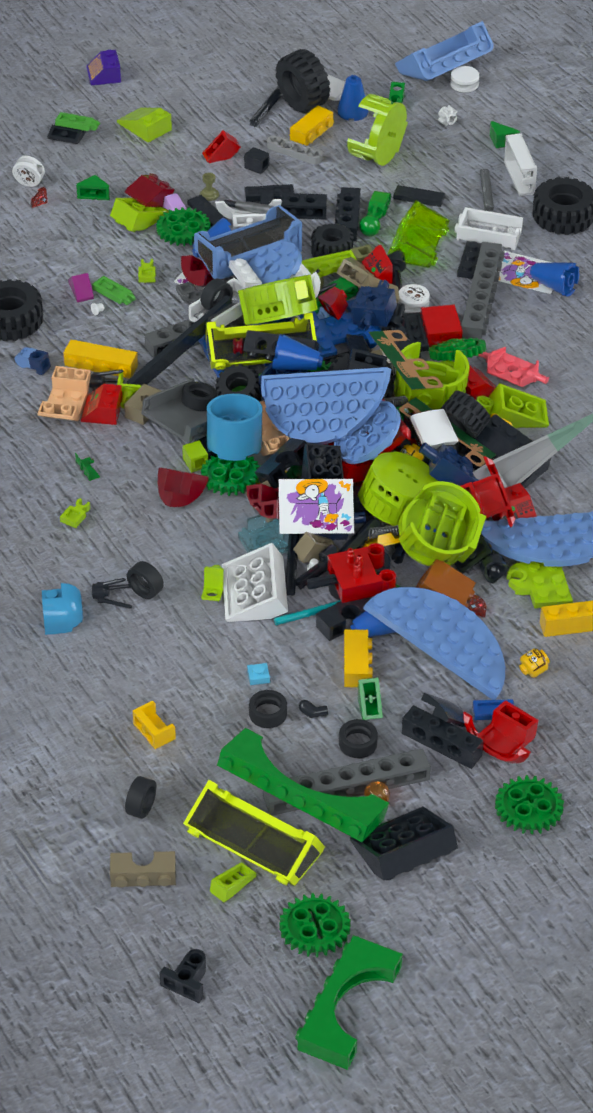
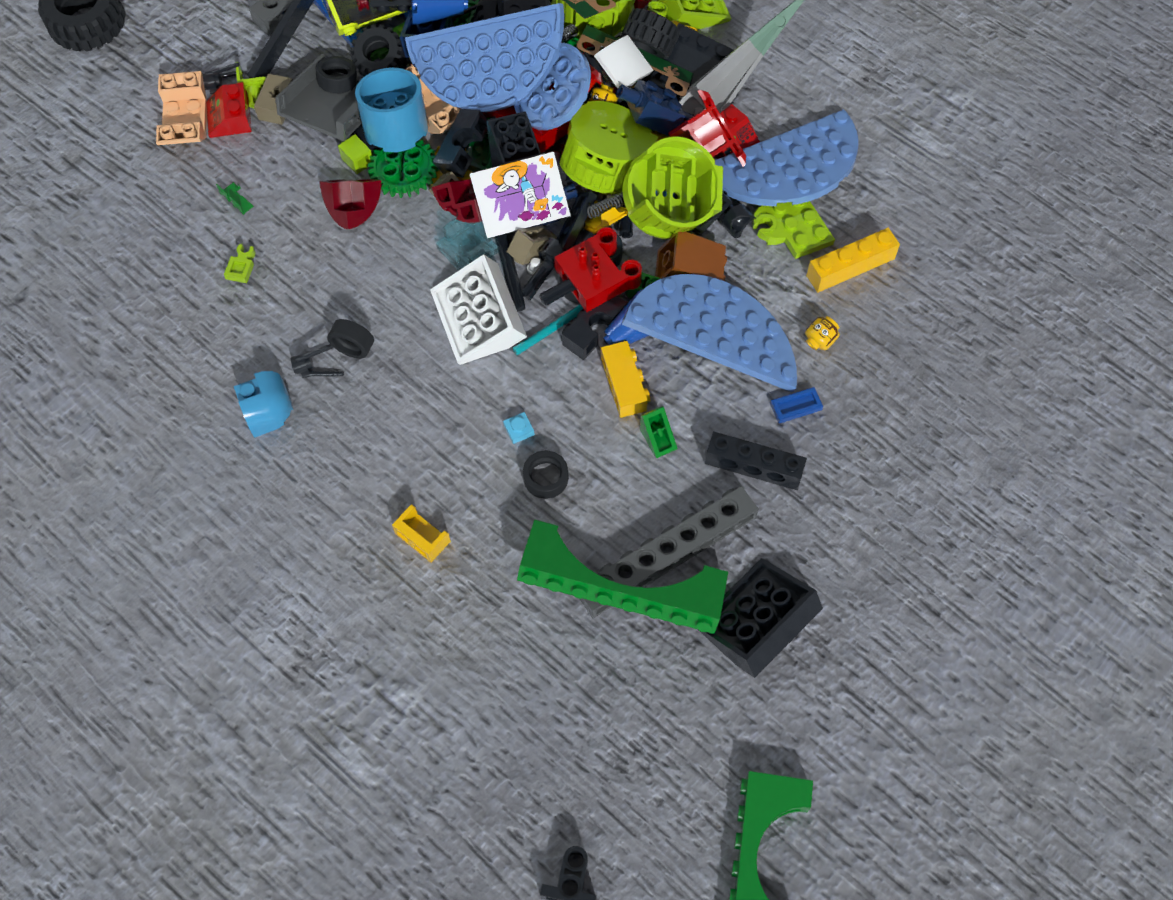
camera: 15 degrees left, 20 degrees up
(33, 359) = (129, 69): dark blue leg -> none
(100, 358) = (206, 50): yellow brick -> none
(140, 797) = (438, 645): black tyre -> none
(157, 873) = (450, 753): dark tan arch -> none
(213, 582) = (429, 319): lime bracket -> none
(224, 891) = (572, 740): lime slope -> none
(253, 834) = (585, 656): clear smoke windscreen -> none
(301, 931) = (676, 775): green gear -> none
(311, 710) = (595, 462): black arm -> none
(358, 750) = (666, 471): black tyre -> none
(378, 789) = (707, 555): clear orange piece -> none
(445, 709) = (754, 427): black slope -> none
(478, 606) = (734, 273): clear red tile -> none
(507, 733) = (824, 439): red piece -> none
(529, 804) = (894, 542): green gear -> none

